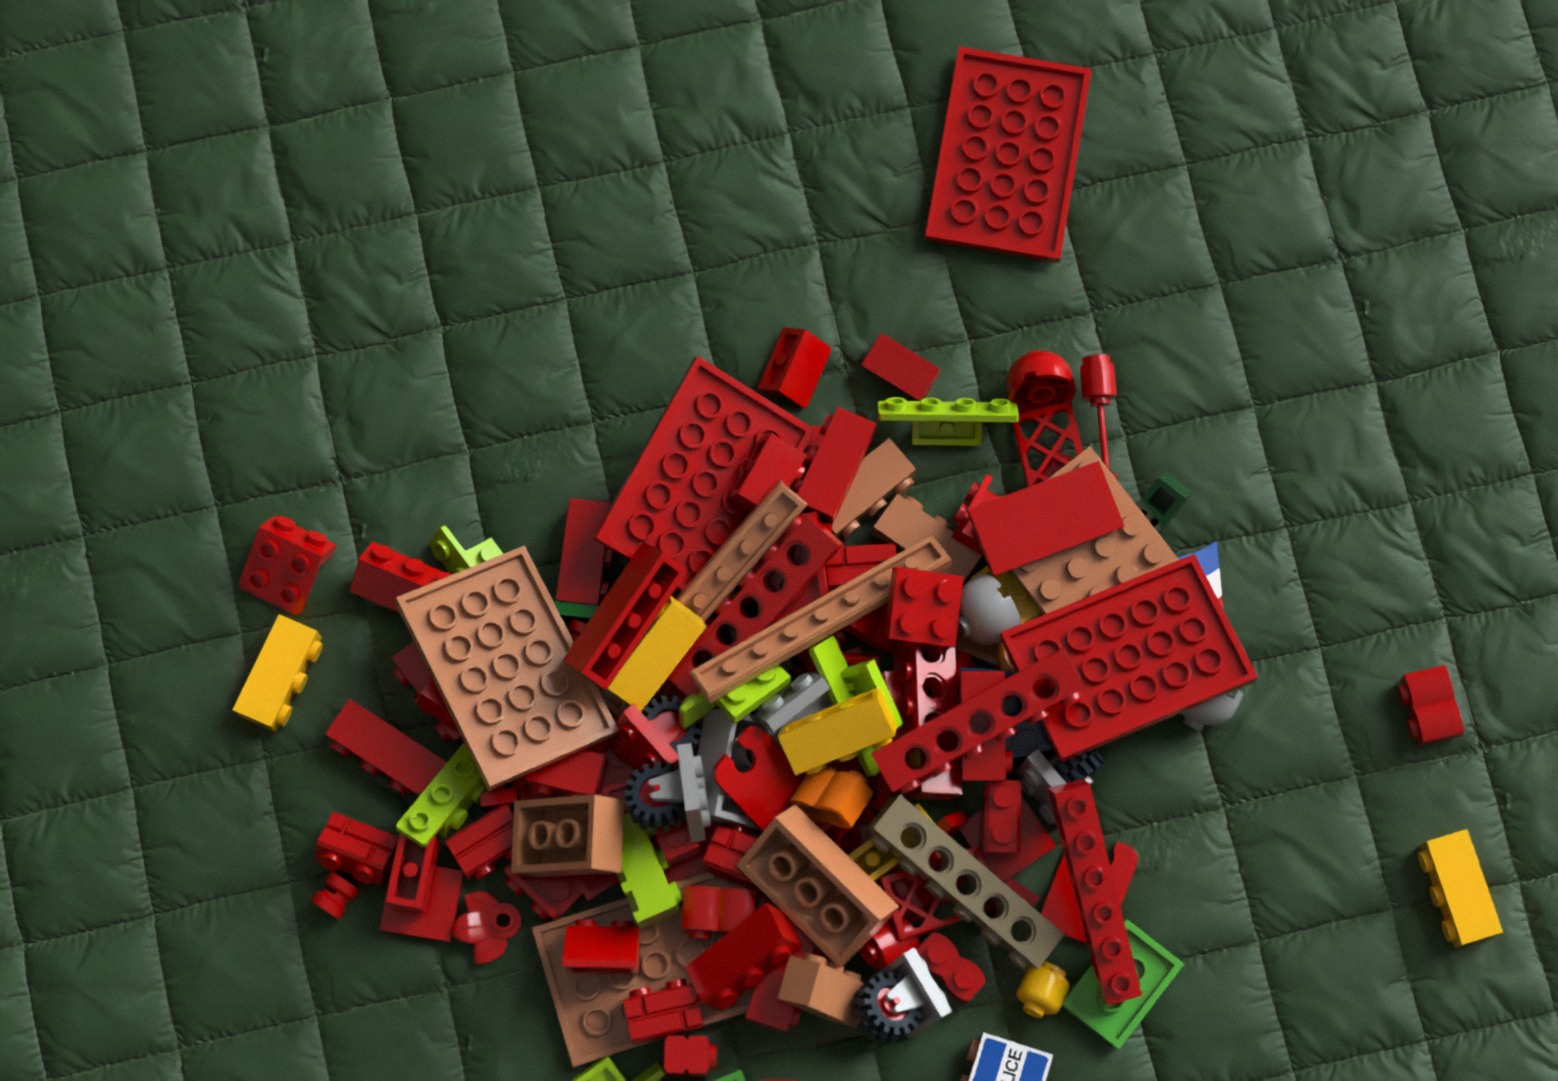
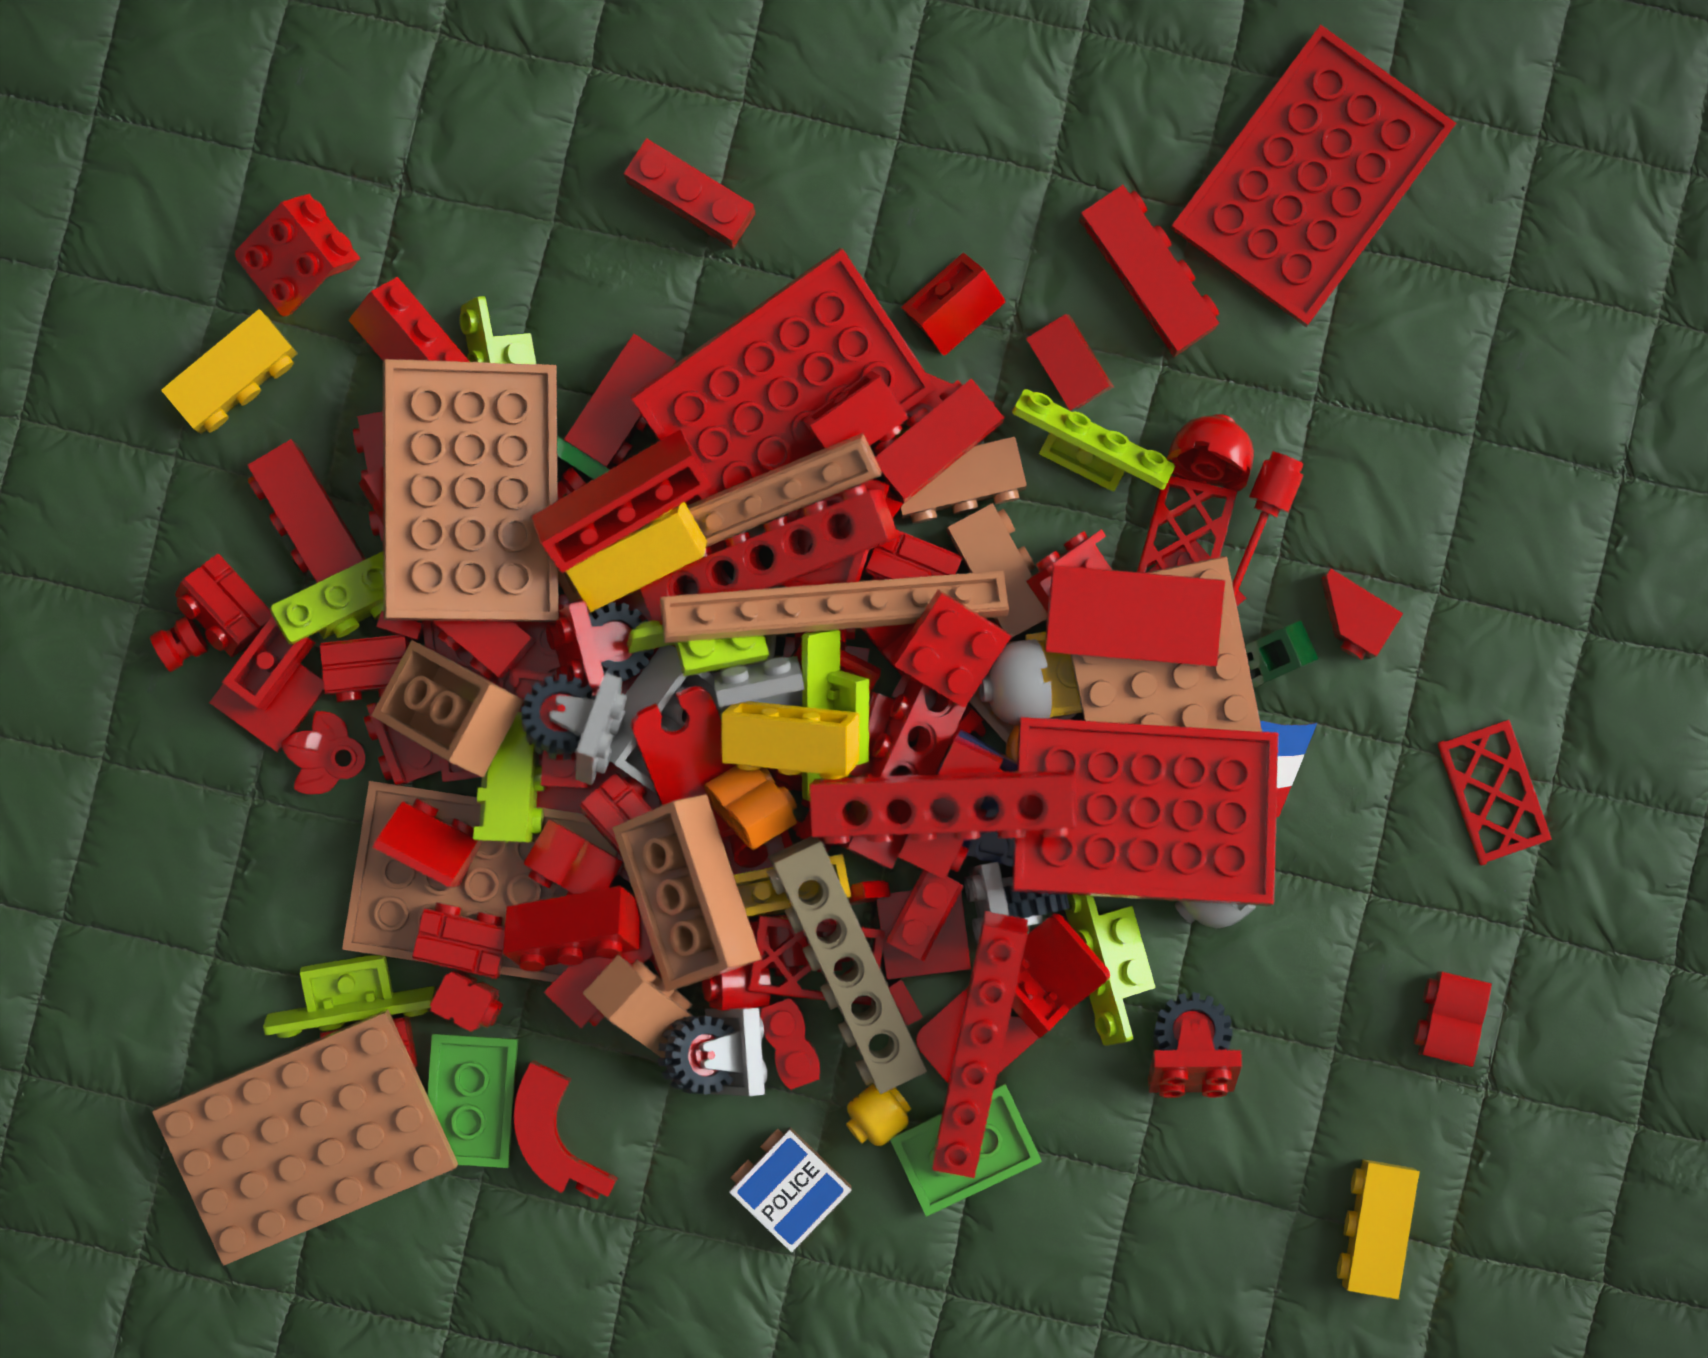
camera: 25 degrees right, 10 degrees up
(560, 379) = (689, 193): none -> red brick
(925, 275) = (1149, 270): none -> red brick
(1125, 814) = (1055, 974): none -> red bracket
(1156, 789) = (1120, 947): none -> lime bracket
(1205, 447) = (1357, 616): none -> red slope
(1254, 823) = (1193, 1050): none -> red plate
(1373, 499) = (1528, 802): none -> red window

